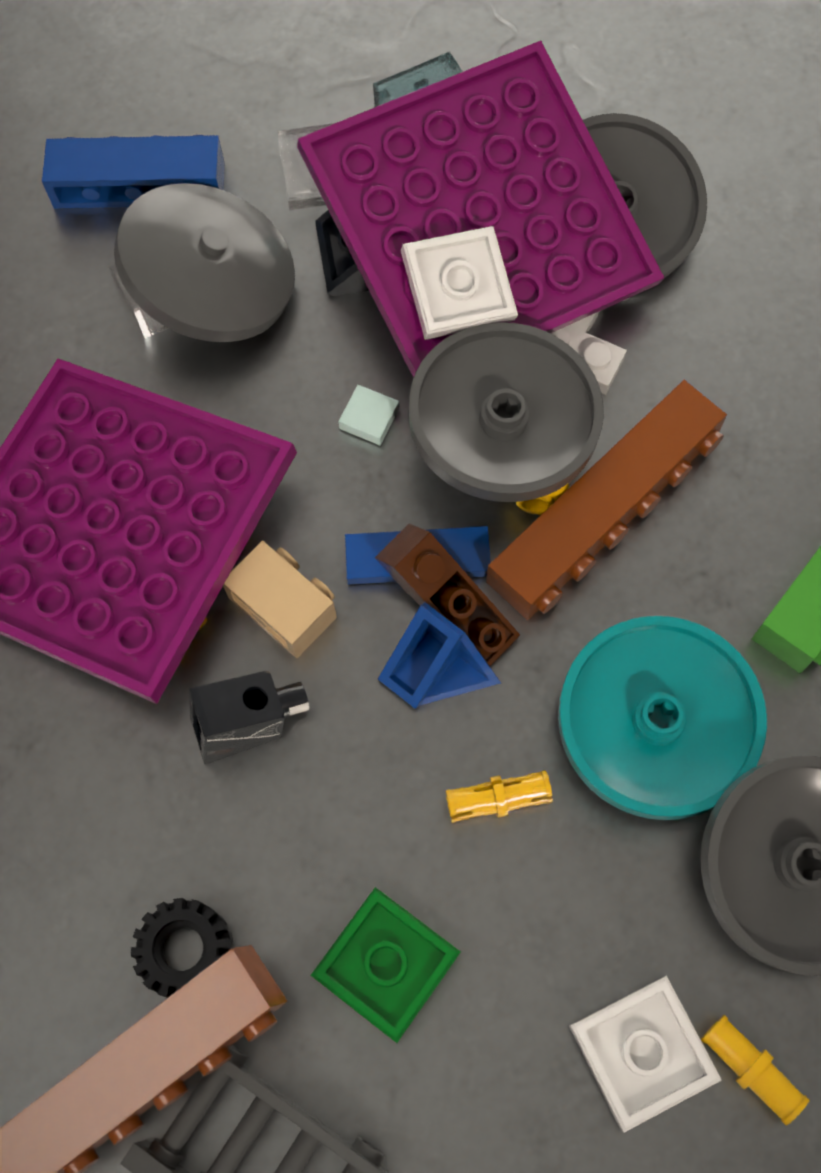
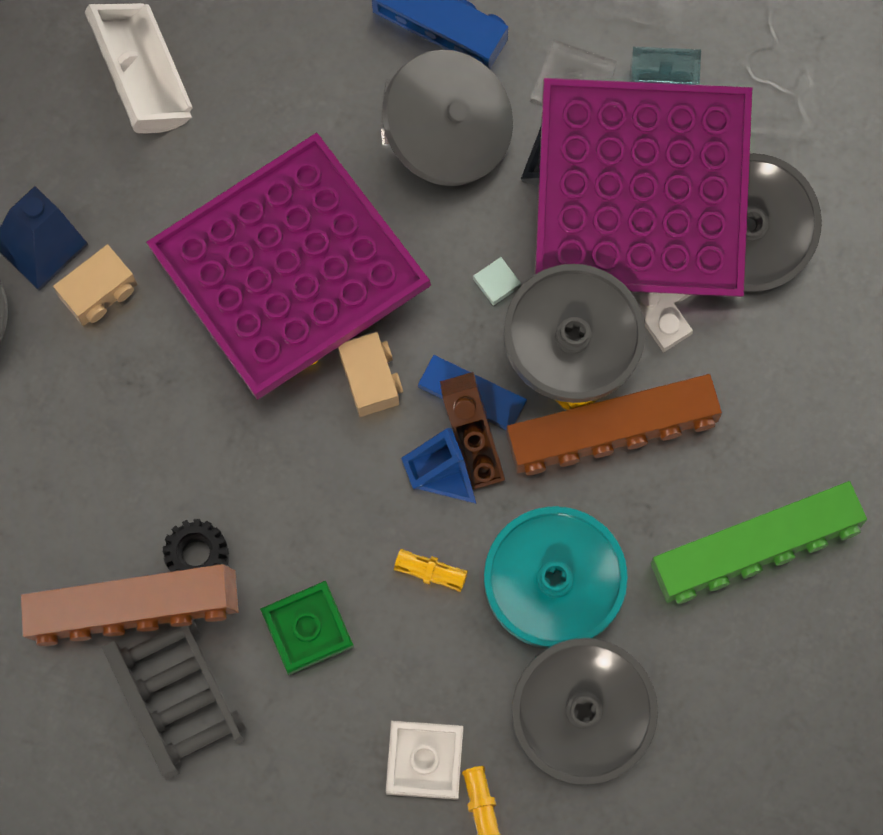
camera: 30 degrees right, 5 degrees up
(242, 713) = (292, 431): black torso -> none
(458, 282) = (594, 231): white plate -> none

